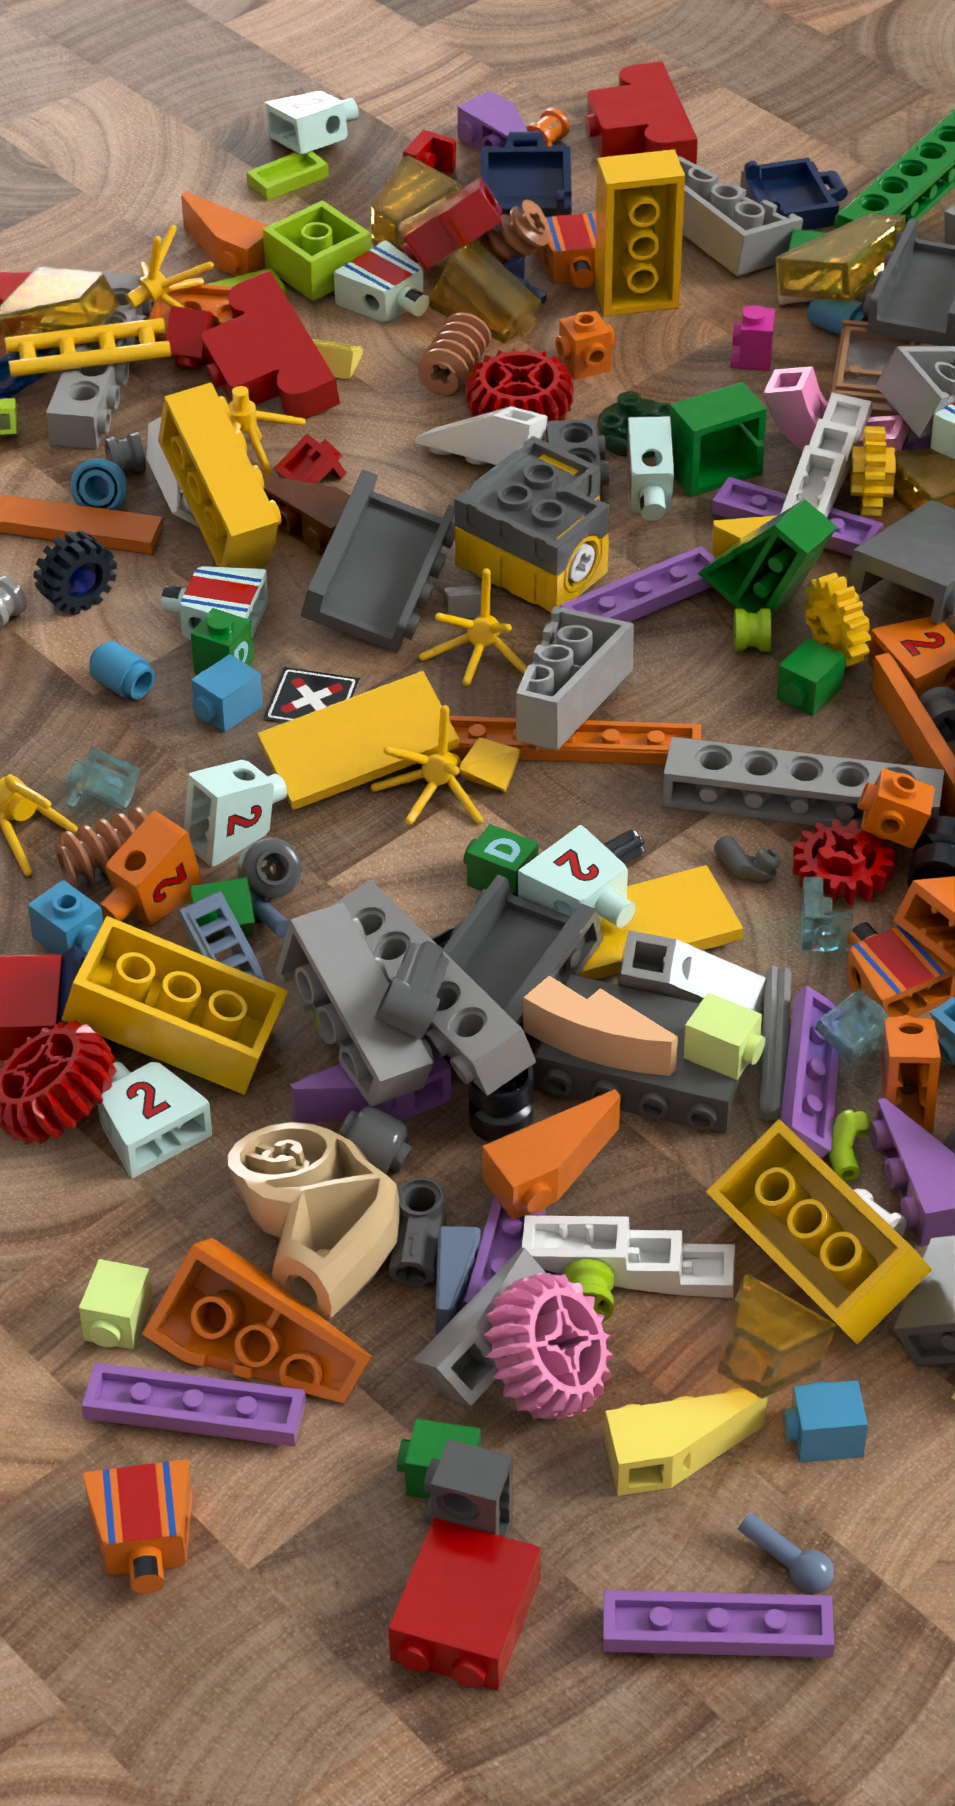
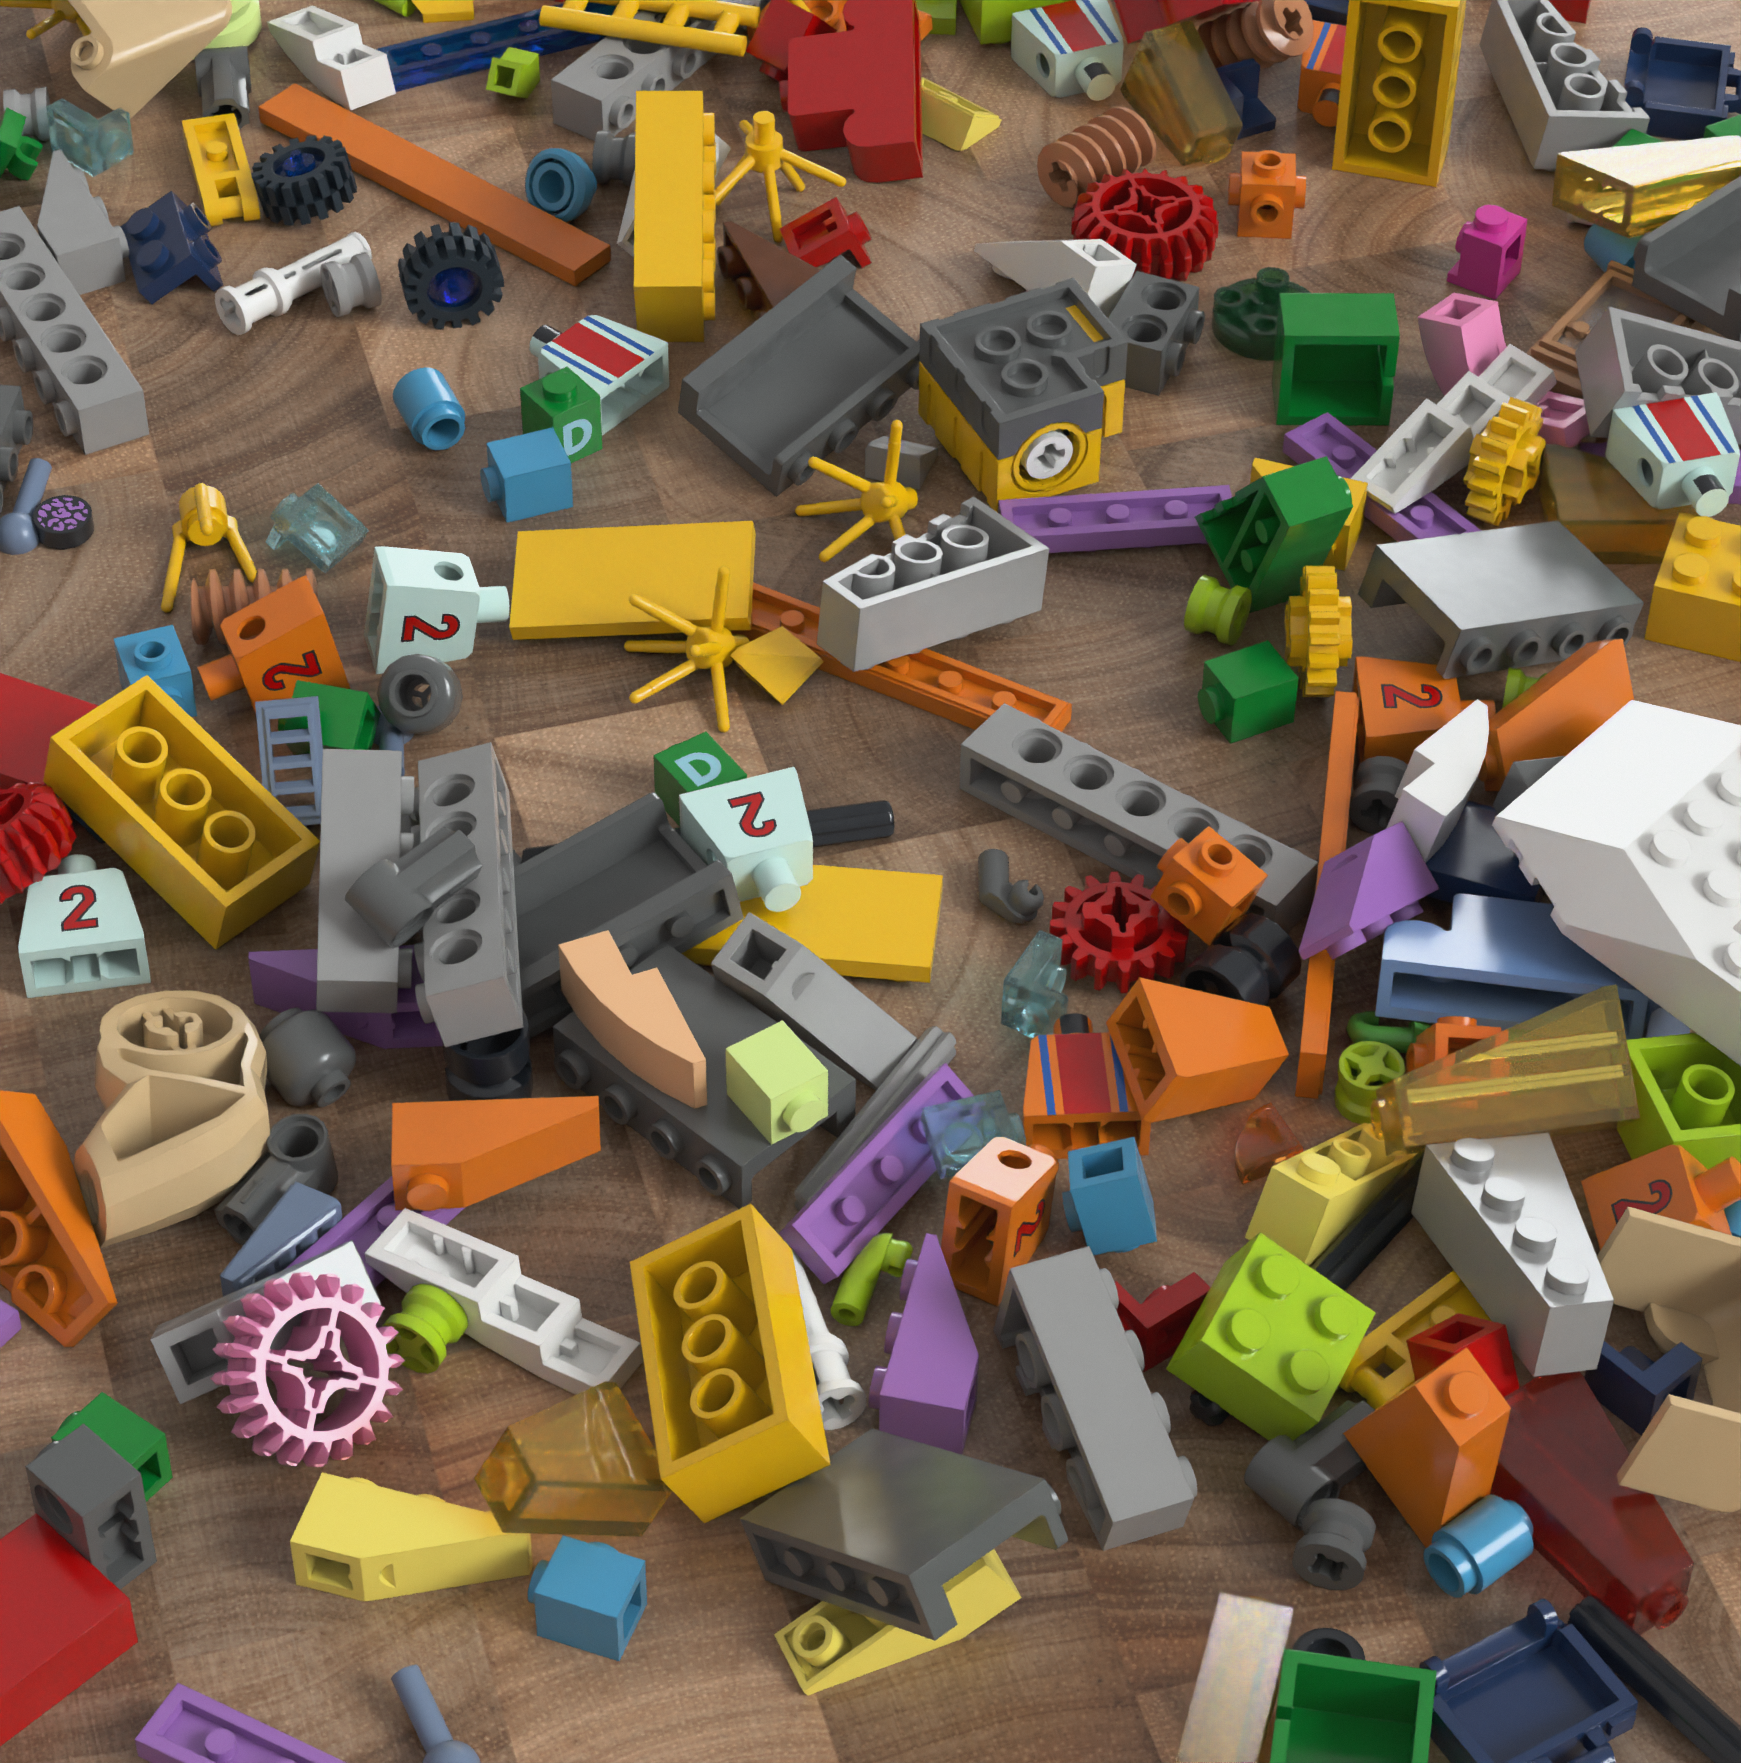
camera: 25 degrees right, 0 degrees up
(306, 692) = (635, 502): black sticker -> none
(649, 486) = (1224, 393): light aqua torso -> none

